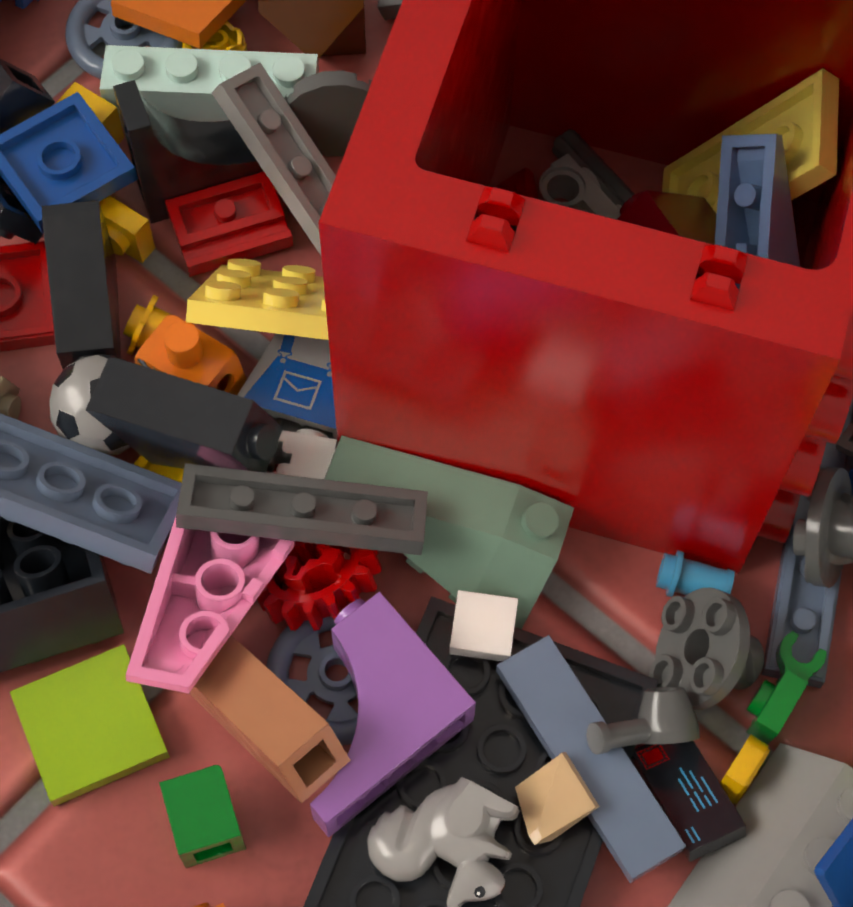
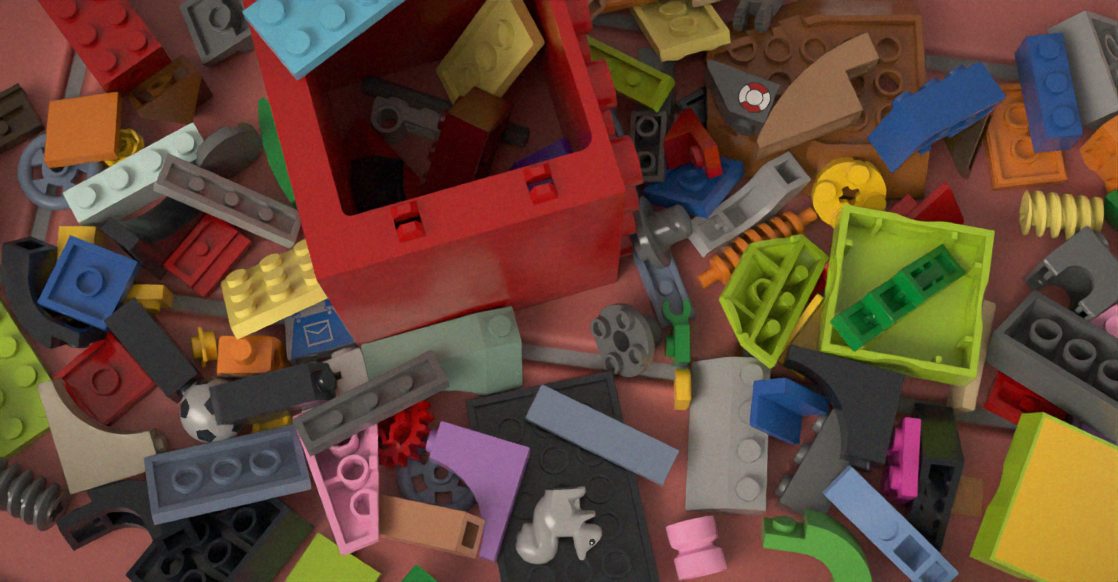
camera: 30 degrees left, 10 degrees up
(483, 626) = (504, 400): white tile -> none
(554, 799) = (598, 469): tan slope -> none
(663, 719) = (628, 392): dark grey bar -> none
(686, 575) = (595, 301): dark azure pin -> none
(689, 796) = (662, 420): black tile -> none
(755, 198) = (519, 98): medium blue slope -> none

